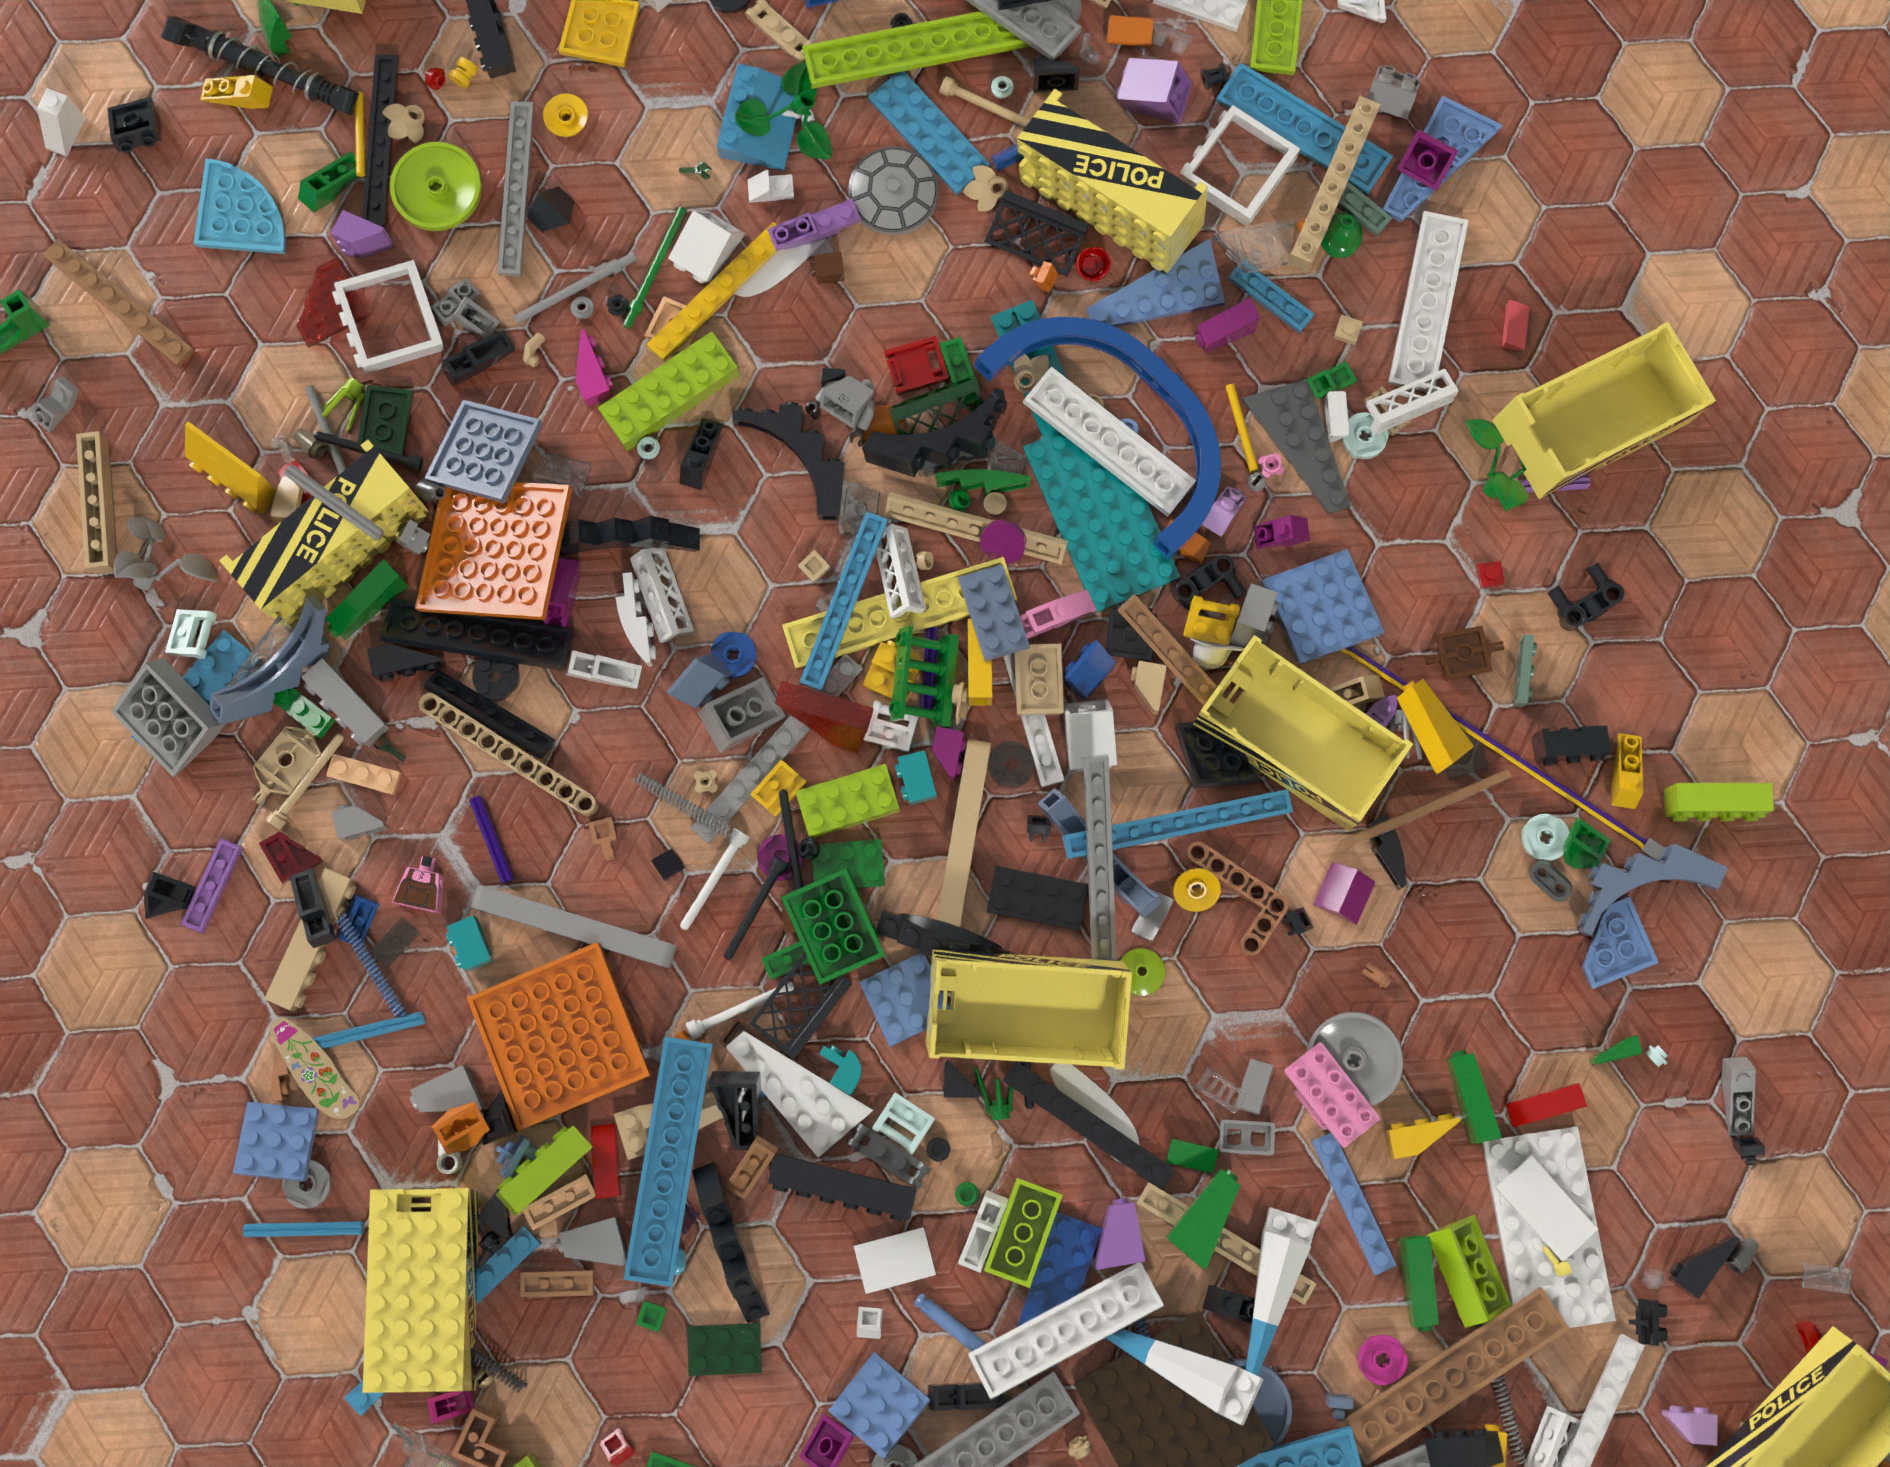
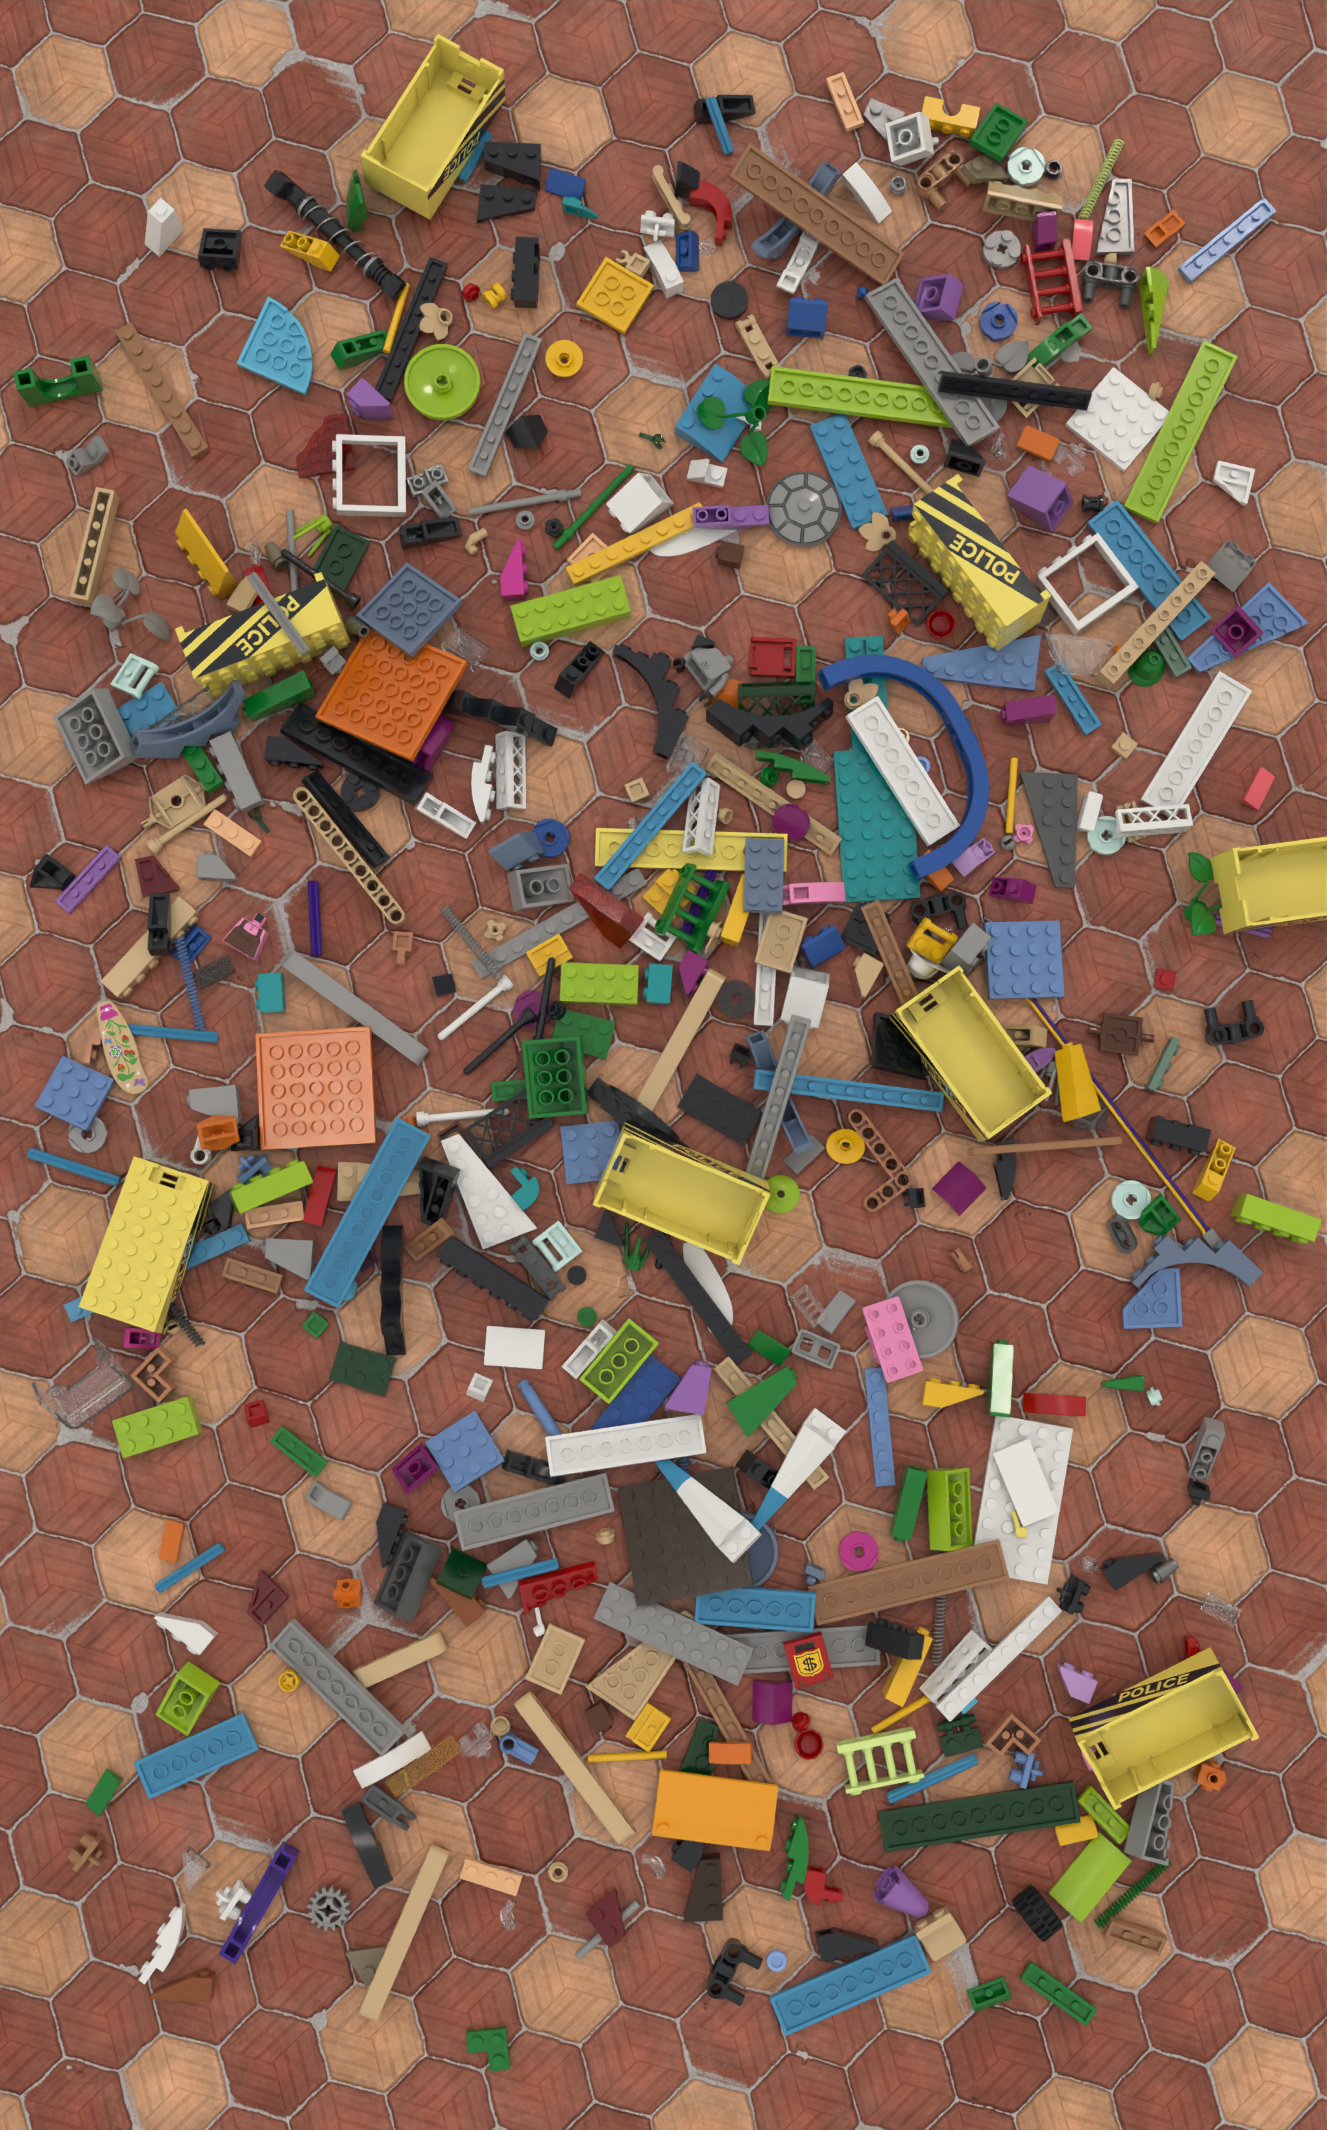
camera: 15 degrees right, 5 degrees up
(1331, 380) = (1095, 782): green slope -> none

